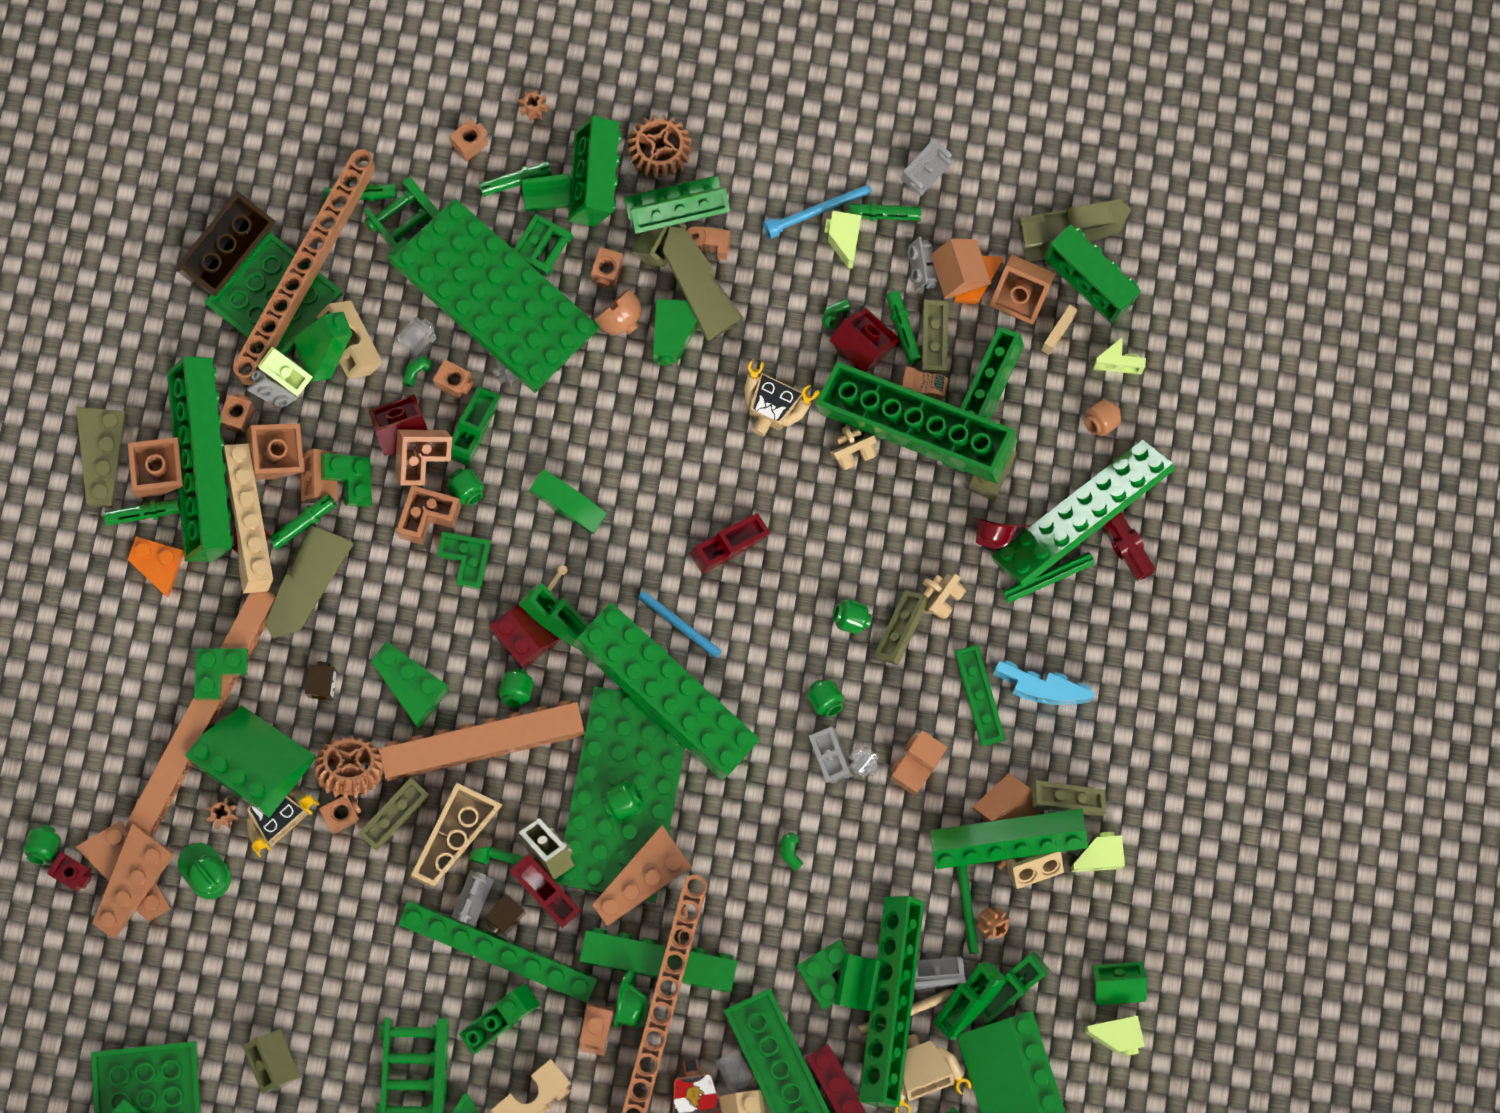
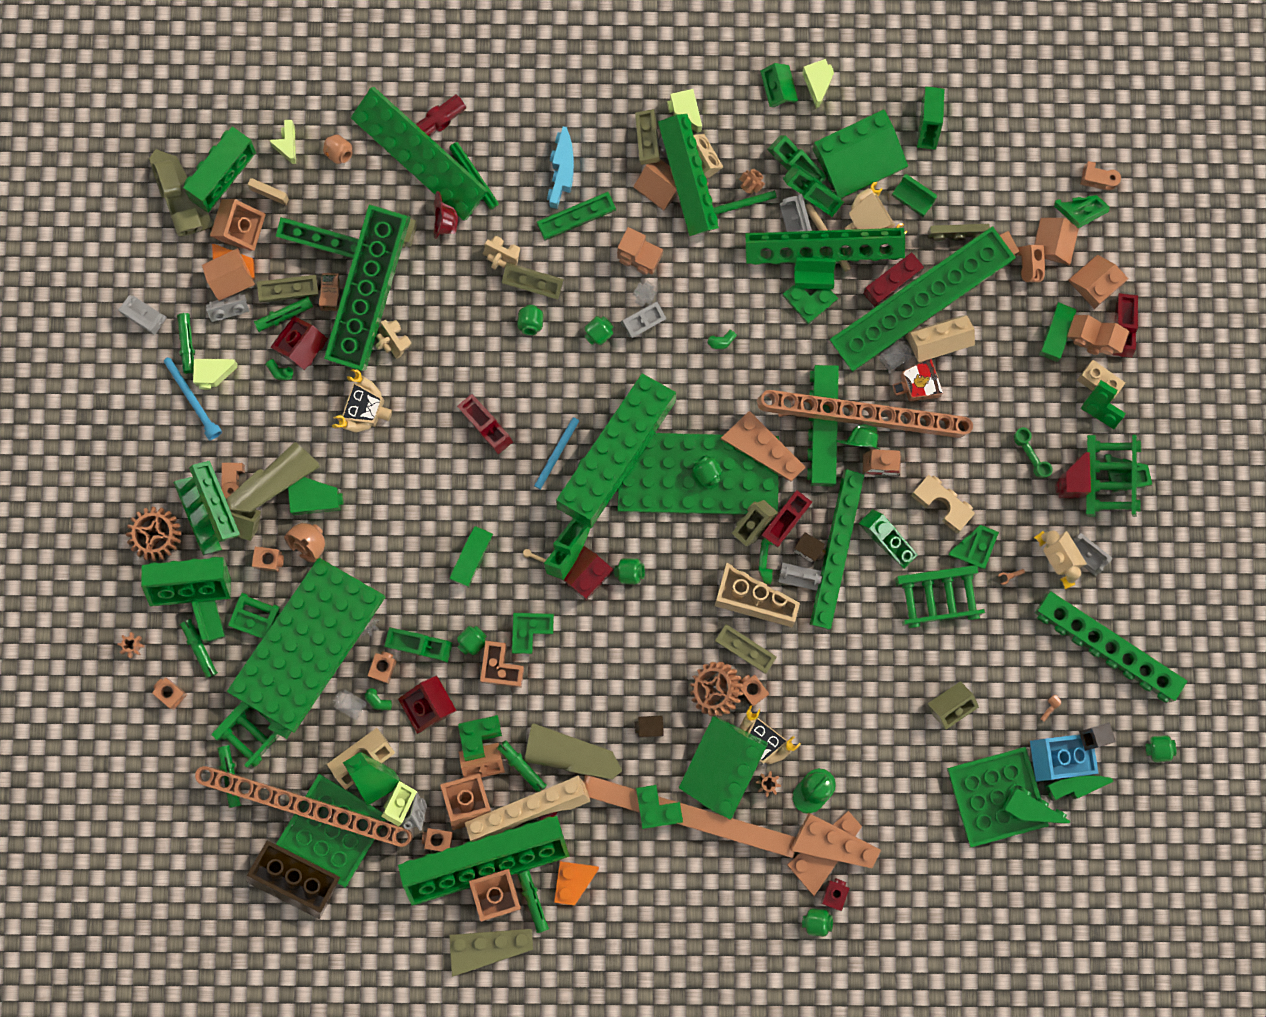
camera: 100 degrees left, 5 degrees up
(410, 683) = (640, 655): green wedge -> none
(416, 448) = (450, 682): nougat brick -> none
(481, 741) = (677, 590): nougat brick -> none

